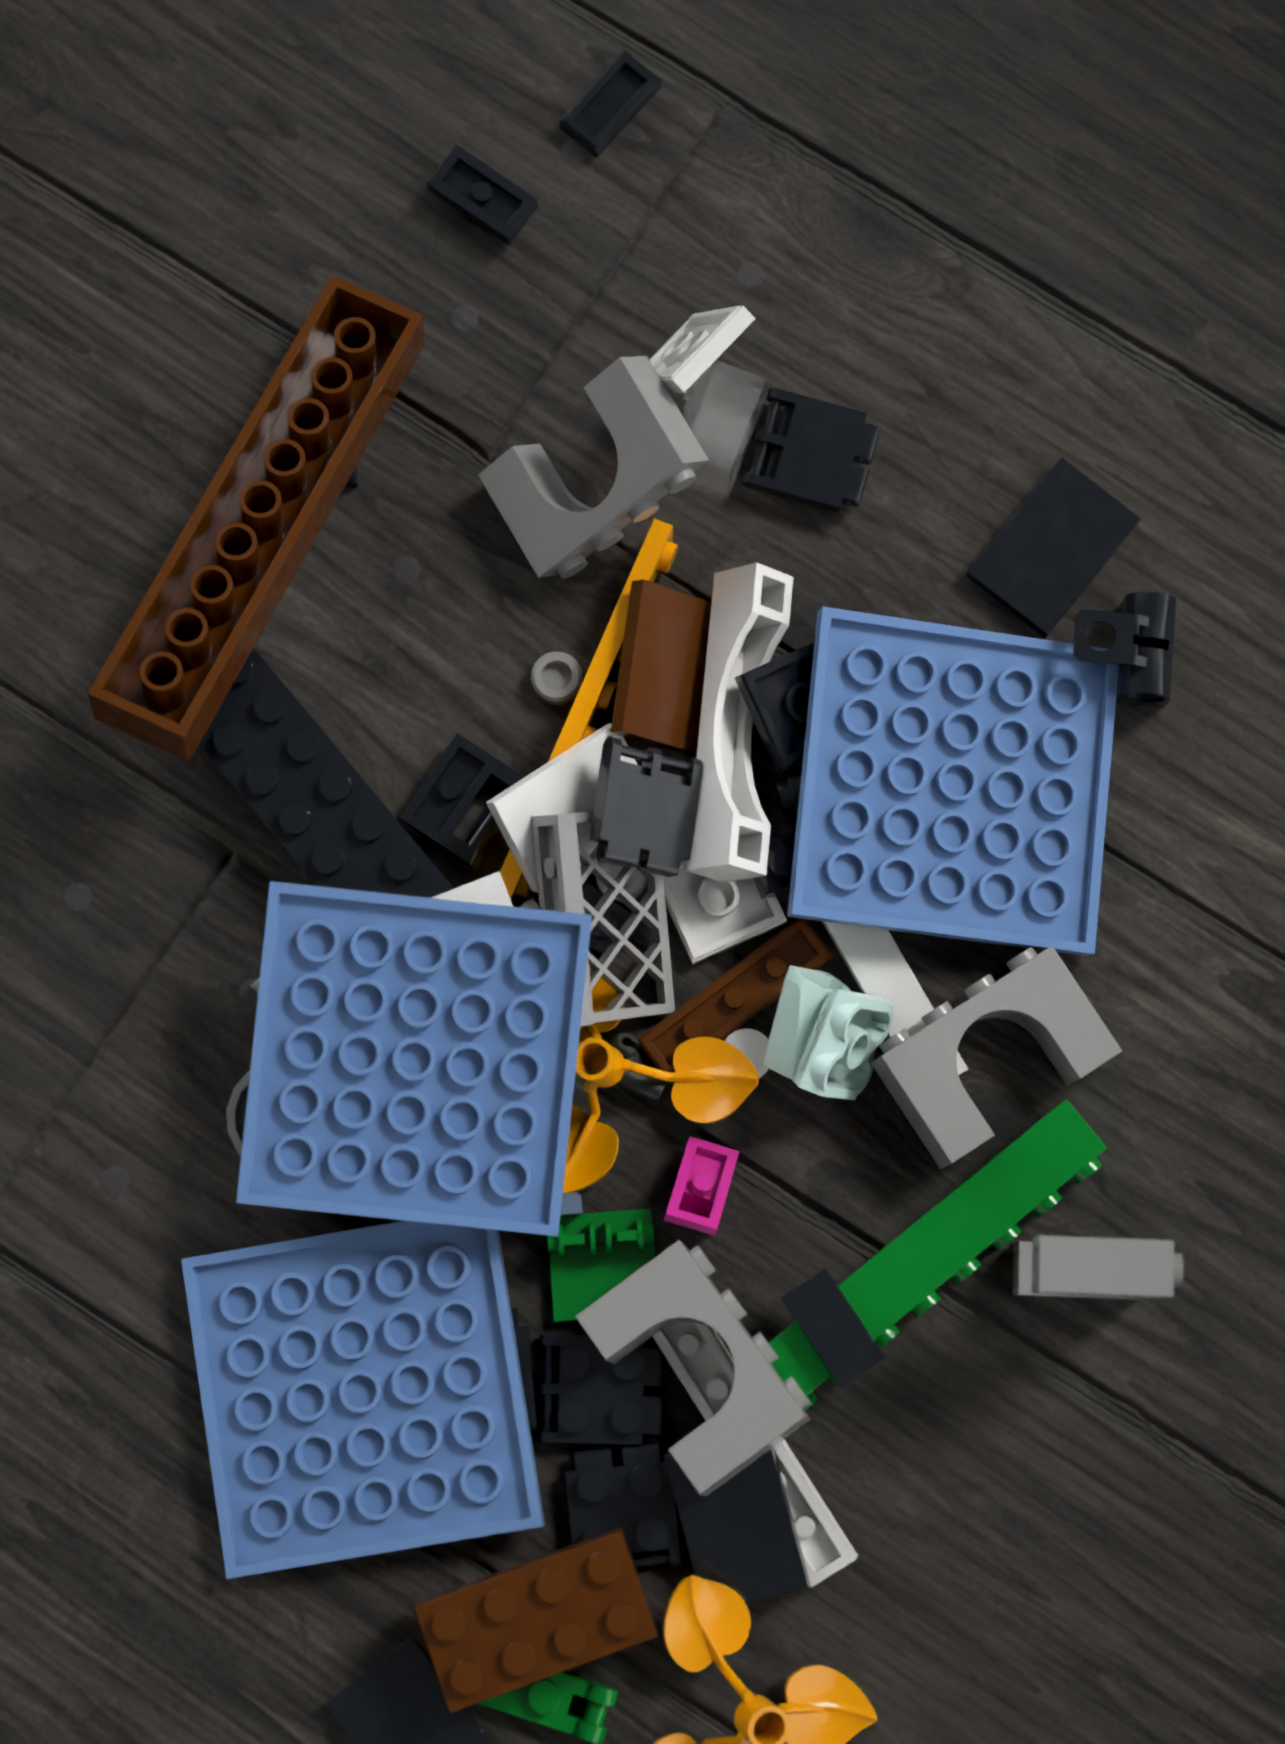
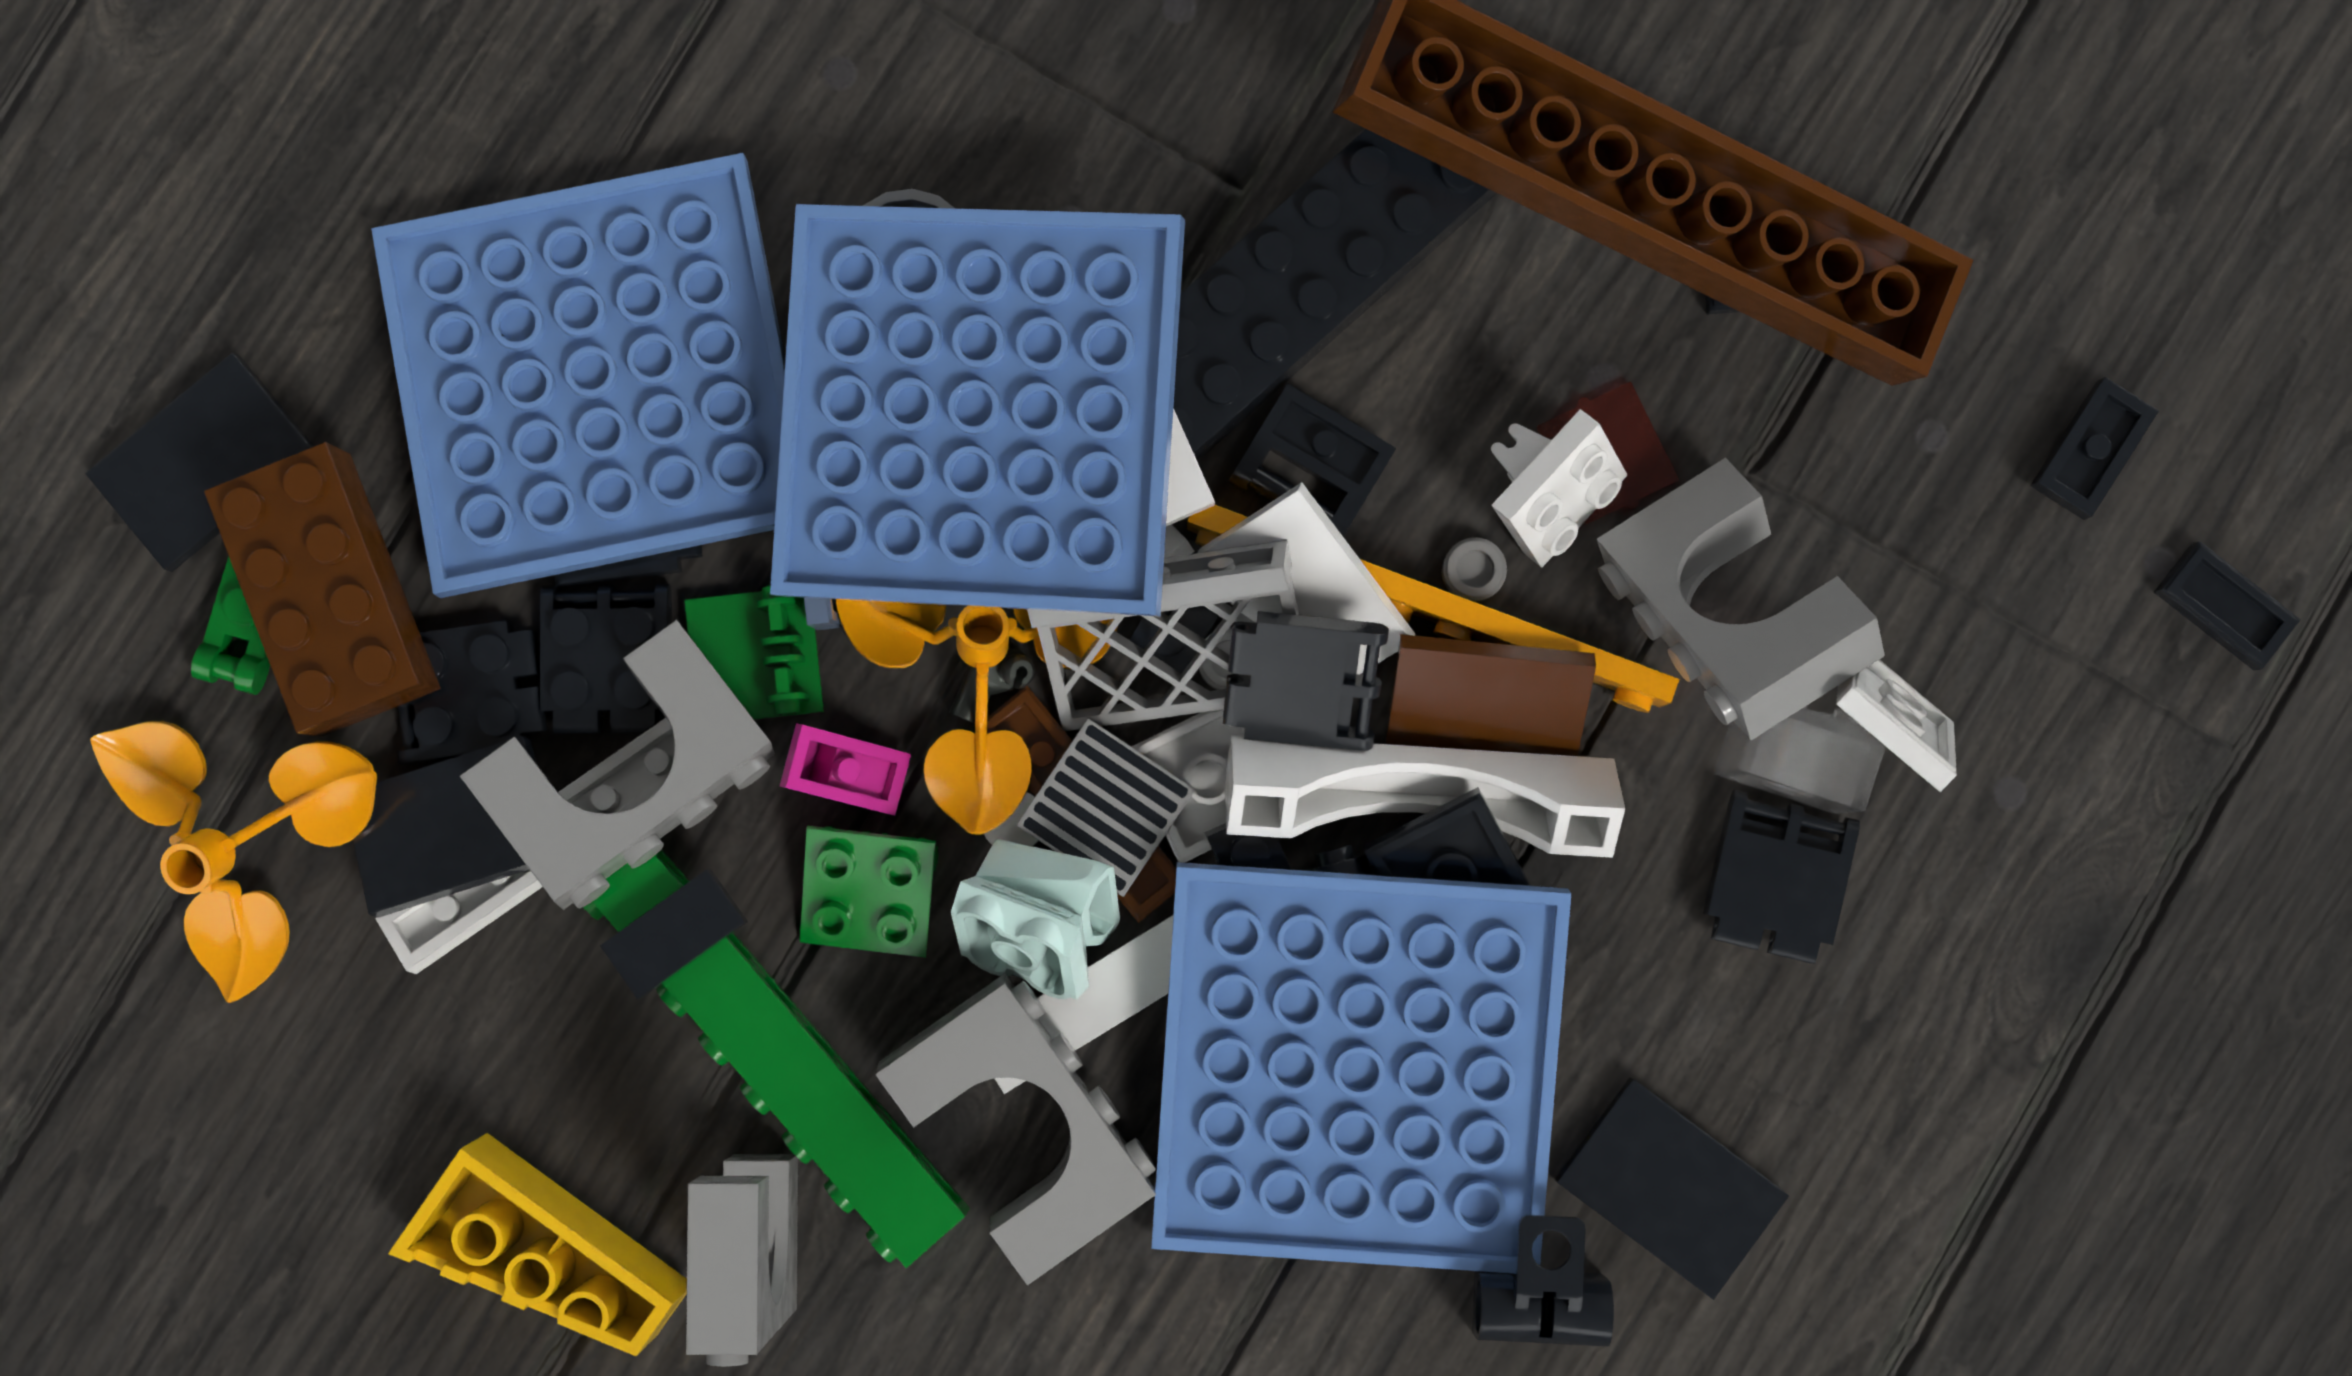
camera: 90 degrees right, 5 degrees up
(467, 569) = (1633, 441): none -> clear red piece
(493, 607) = (1555, 484): none -> white plate
(736, 976) = (1106, 804): none -> tile
(800, 1175) = (867, 890): none -> green hinge
(1087, 1450) = (540, 1249): none -> yellow wedge

